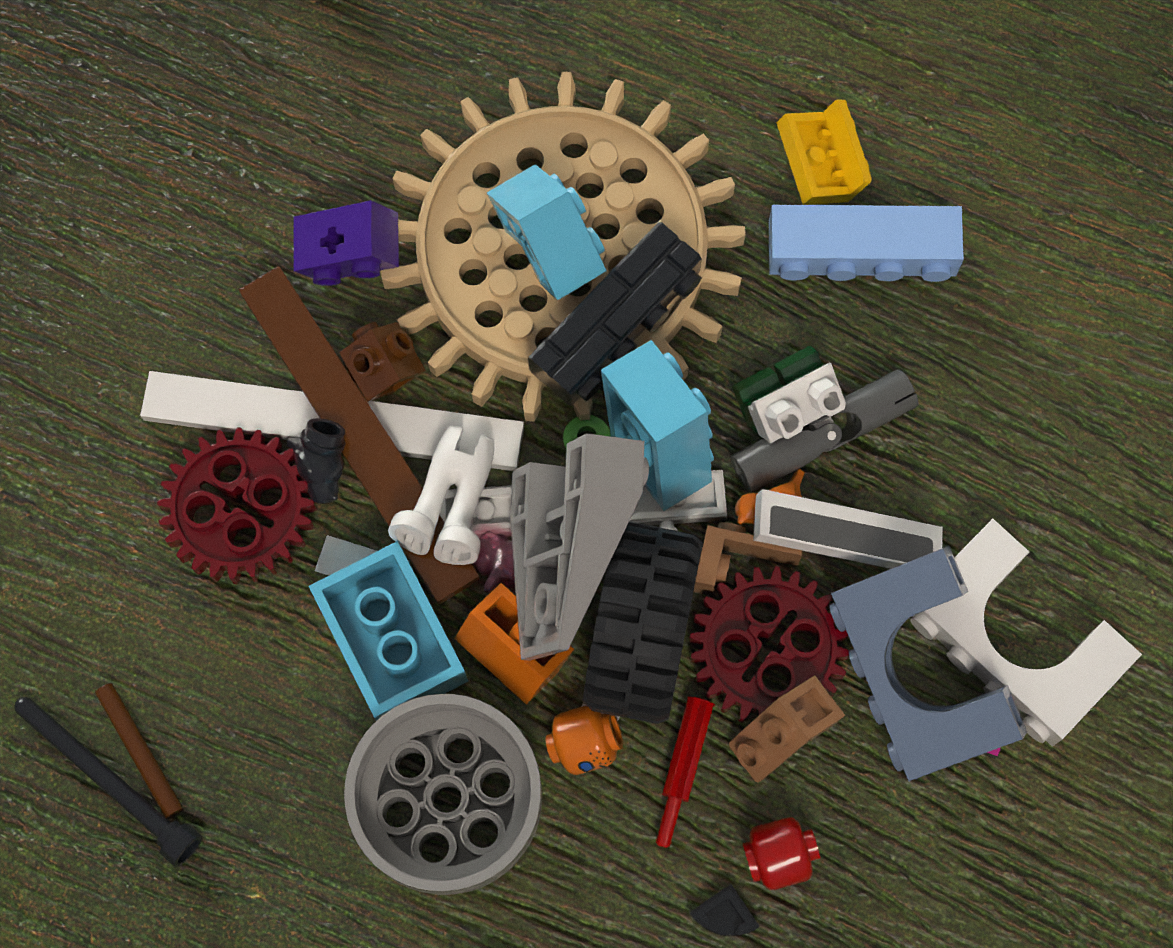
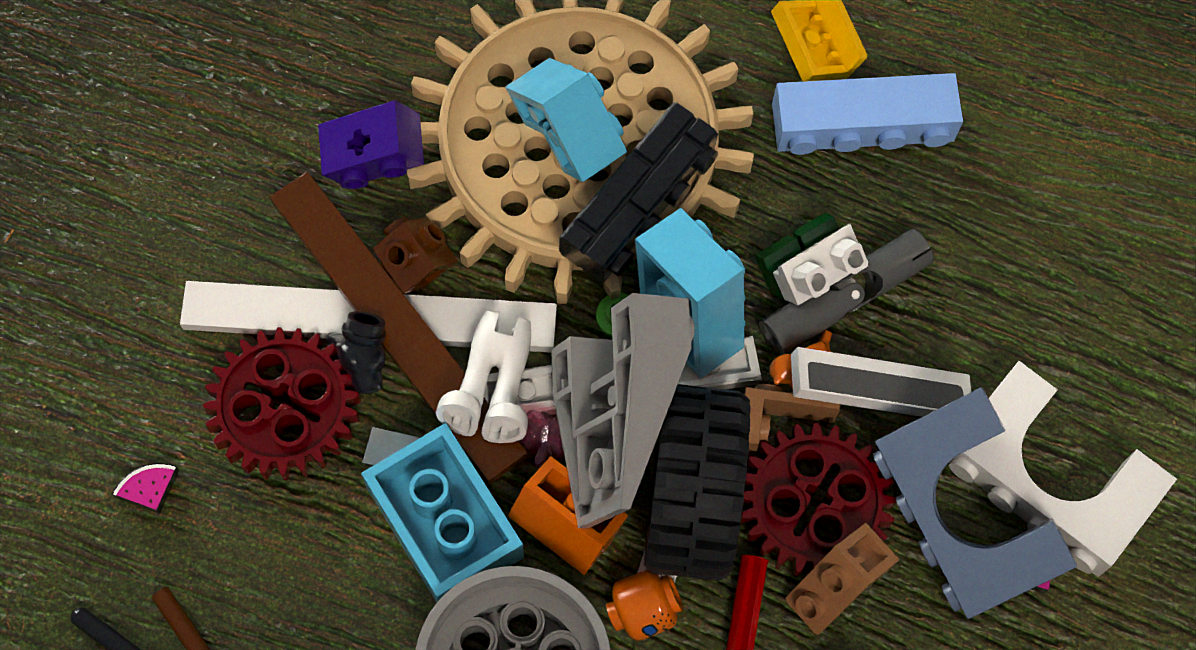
camera: 10 degrees left, 5 degrees down
(98, 579) = (147, 486): none -> dark pink tile

